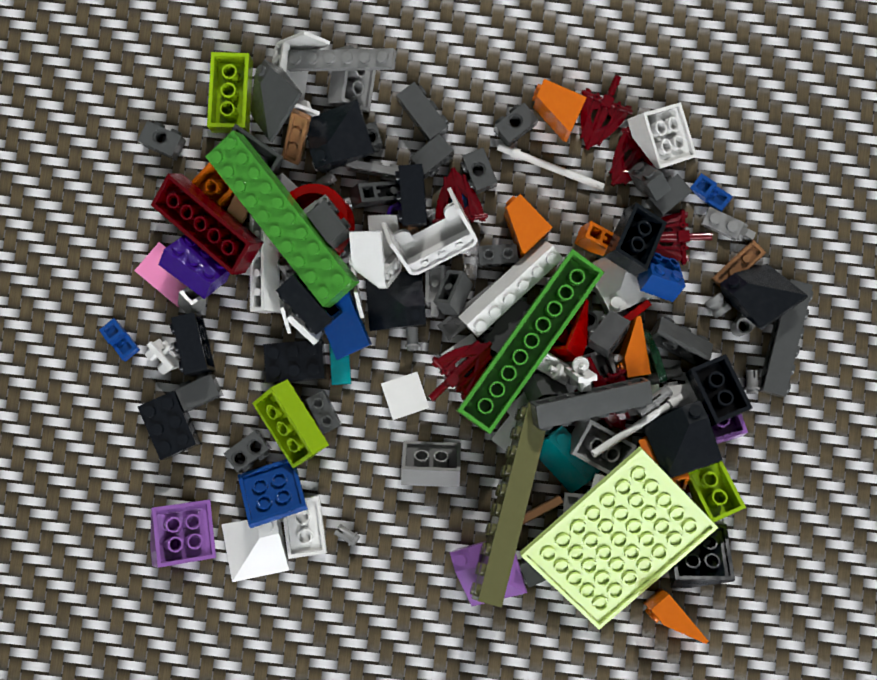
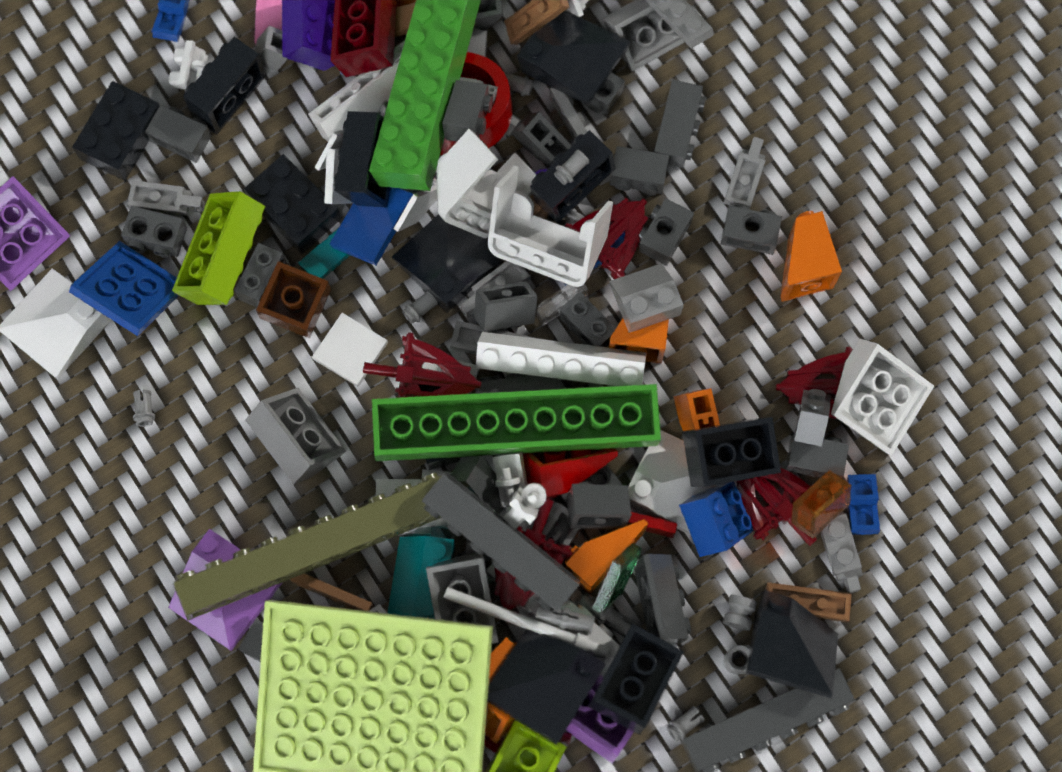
camera: 50 degrees right, 10 degrees down
(231, 431) = (163, 198): none -> light grey hinge
(306, 530) = (115, 359): white tile -> none
(353, 405) = (293, 299): none -> reddish brown brick
(413, 193) = (571, 167): none -> light grey pin
(482, 101) = (746, 175): none -> light grey hinge
(517, 154) = (721, 257): white bar -> none
(517, 213) = (647, 297): none -> light grey slope
(594, 133) = (819, 322): dark red bar -> none
(698, 215) = (821, 504): none -> clear orange brick

